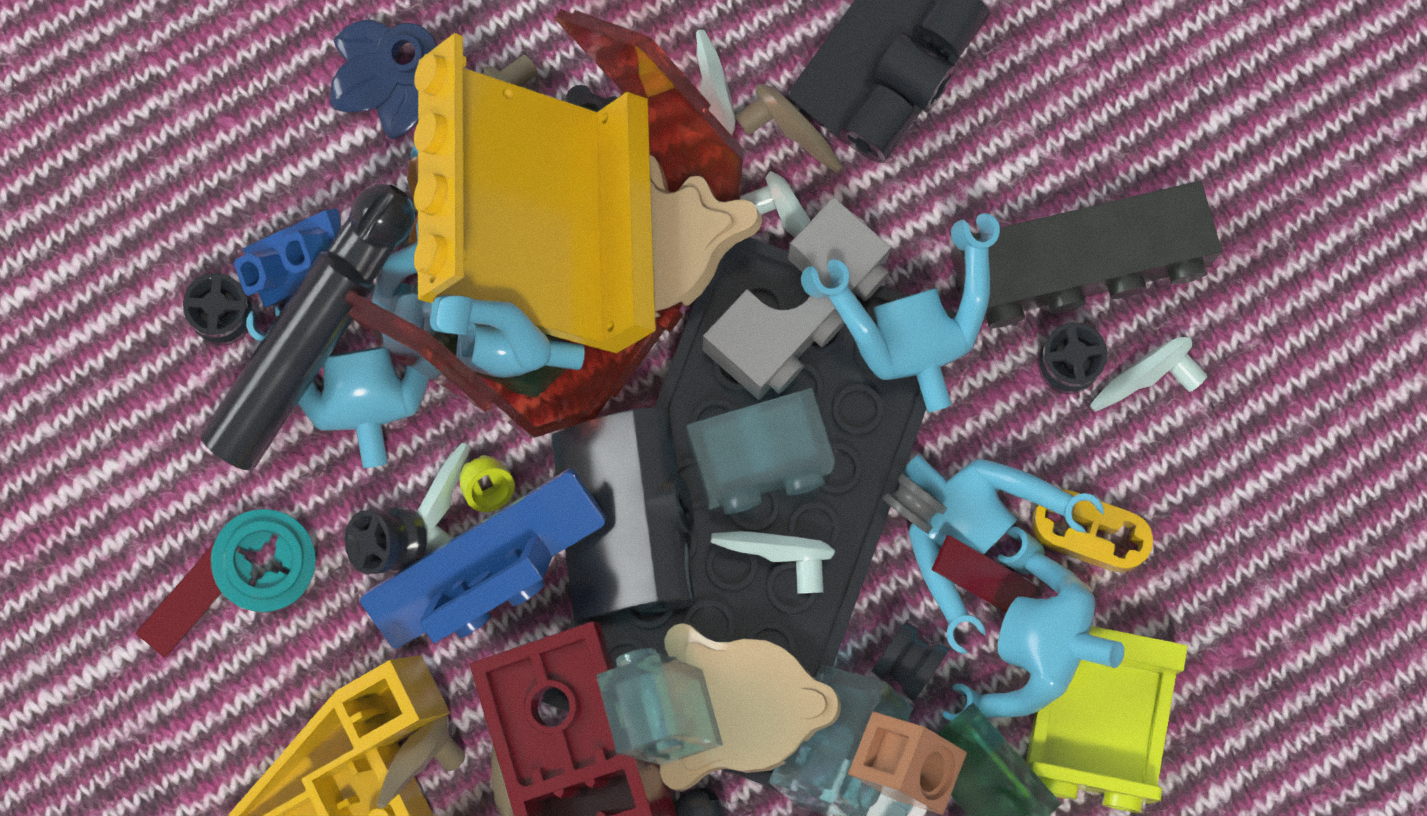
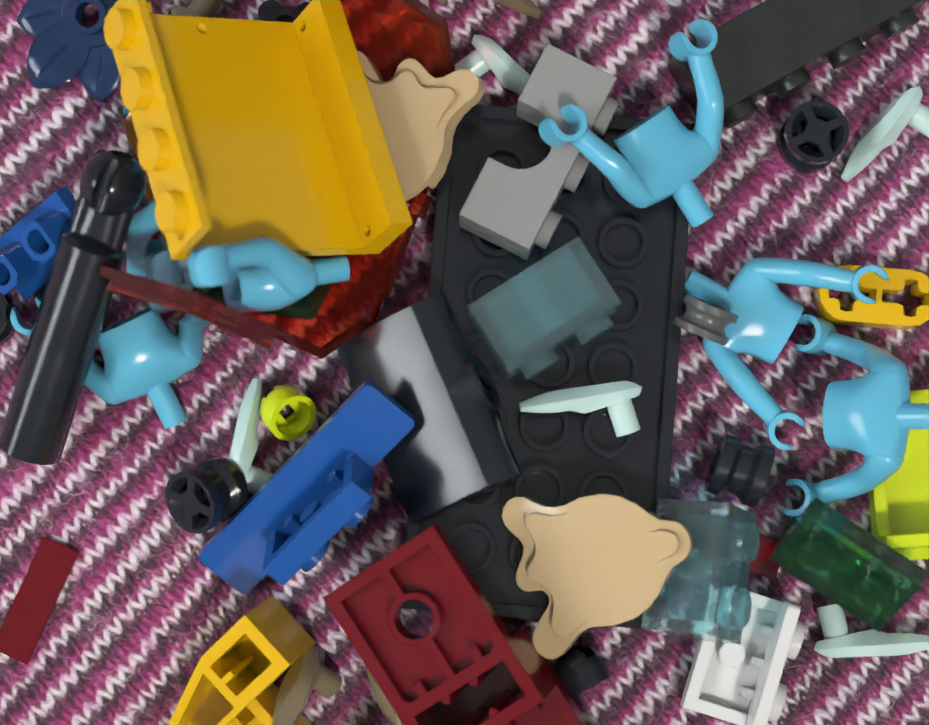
camera: 15 degrees left, 5 degrees up
(252, 532) = (76, 521): teal gear -> none
(658, 707) = (518, 591): clear light blue brick -> none
(907, 763) = (773, 576): nougat brick -> none
(980, 574) = (786, 370): dark red window -> none

